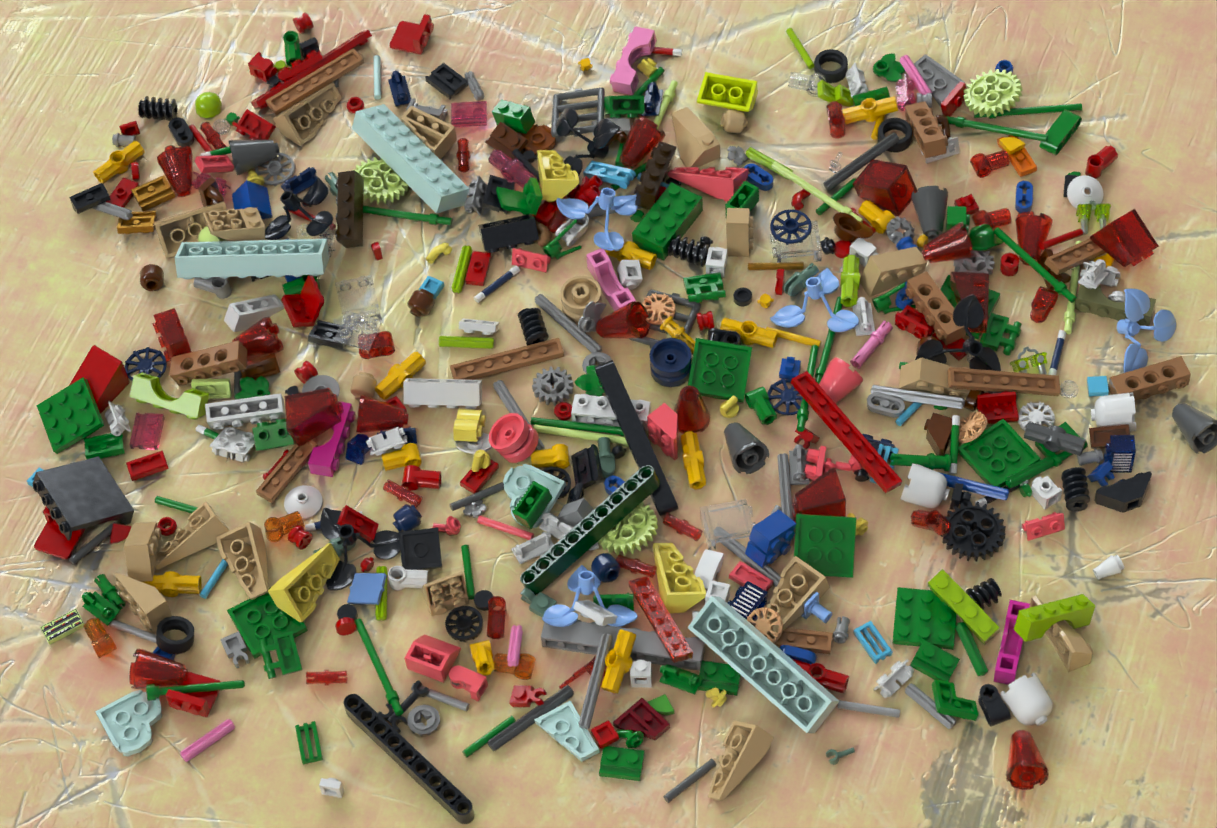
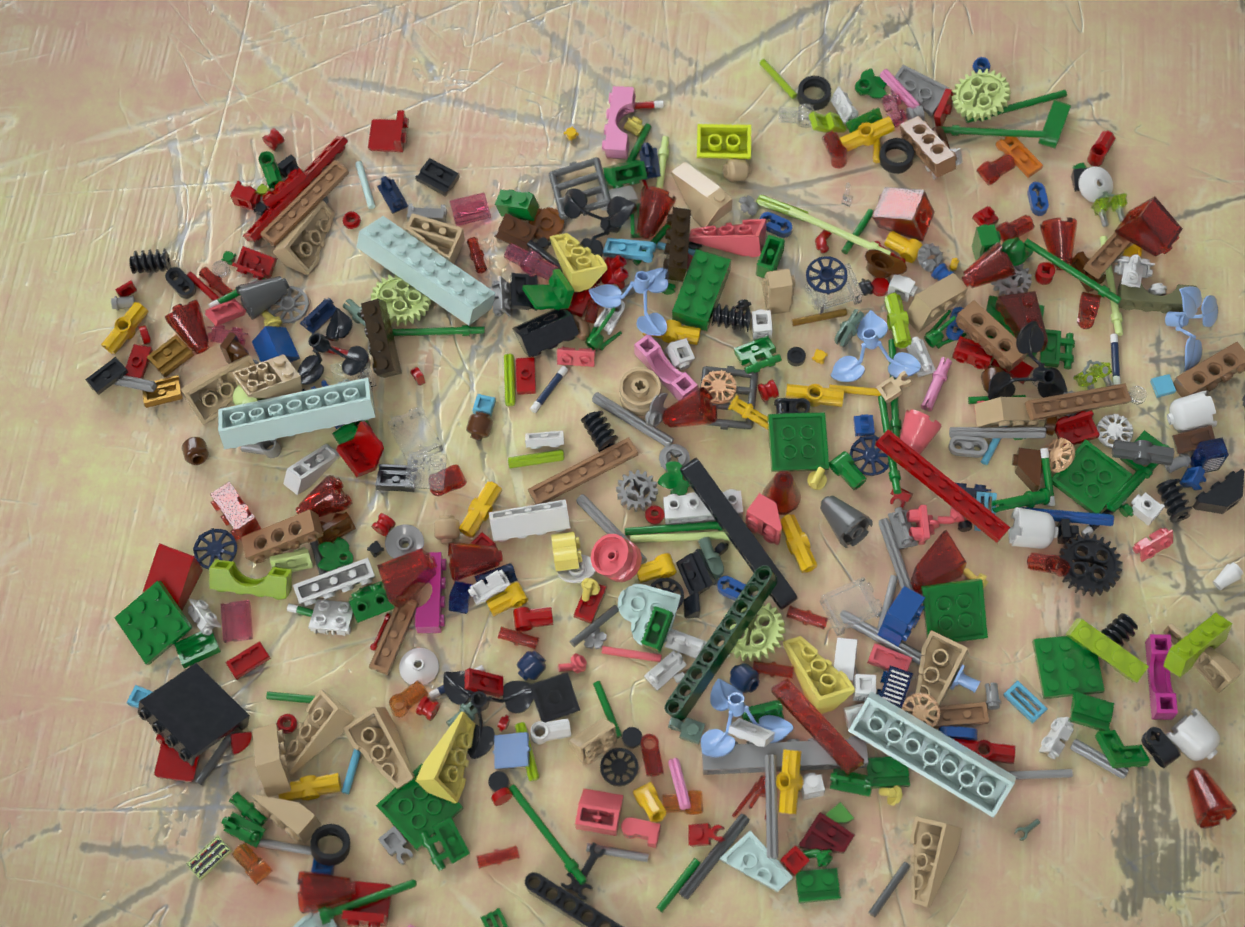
camera: 15 degrees left, 10 degrees up
(208, 105) = (199, 247): lime hair -> none
(429, 713) = (610, 872): light grey gear -> none
(437, 250) = (479, 364): light yellow arm -> none
(474, 86) = (466, 177): light grey axle -> none
(574, 512) = (699, 625): light grey slope -> none
(670, 362) = (748, 443): dark blue wheel -> none
(780, 281) = (829, 334): red tile -> none
(825, 338) = (892, 388): none -> tan plate
(861, 161) = (871, 193): dark grey axle -> none
(930, 207) = (955, 230): dark grey cone -> none
(971, 649) = (1122, 690): green axle -> none
(1011, 144) = (1013, 146): yellow tile -> none
(1060, 239) = (1087, 238): red bar -> none

